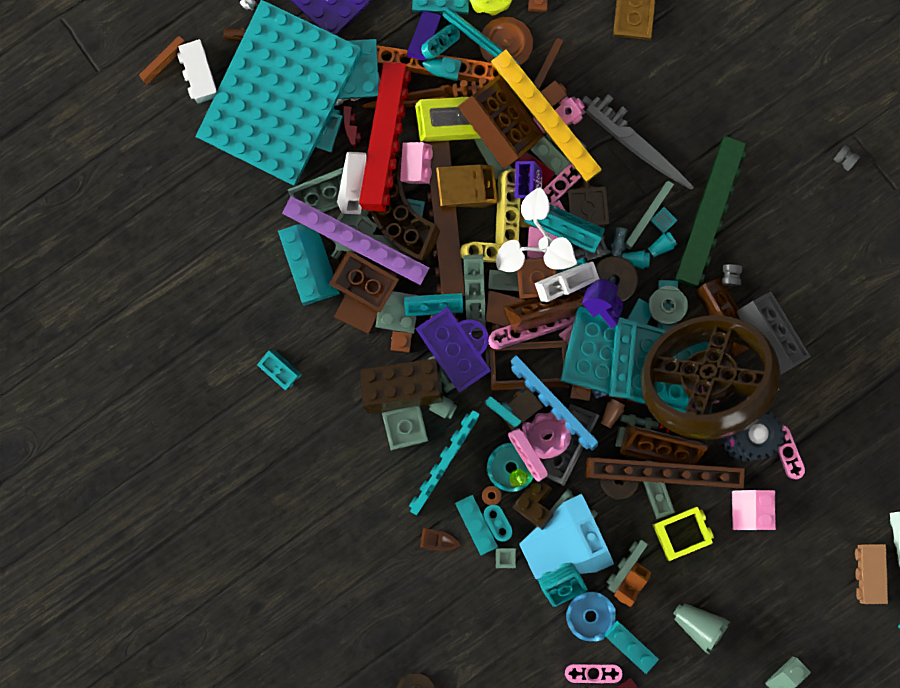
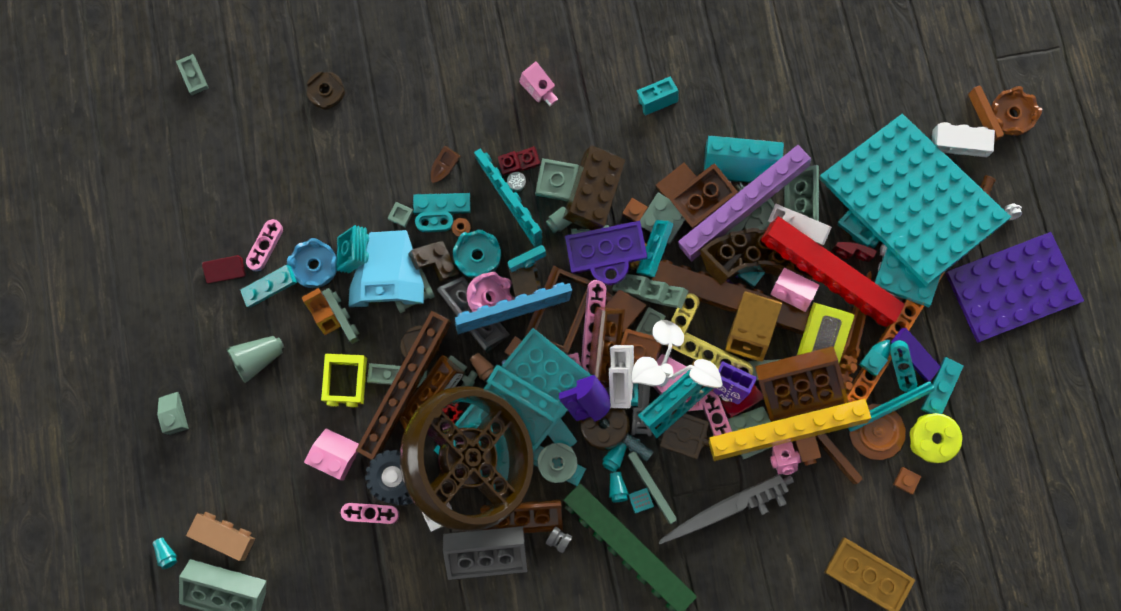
camera: 115 degrees right, 5 degrees down
(140, 26) = (1023, 104): none -> dark orange plate
(317, 493) = (533, 79): none -> bright pink torso
(402, 471) = (519, 161): none -> dark red slope
(423, 465) = (516, 181): none -> light grey tile
(518, 477) = (464, 254): clear neon green plate -> none
(528, 454) = (479, 268): bright pink beam -> none

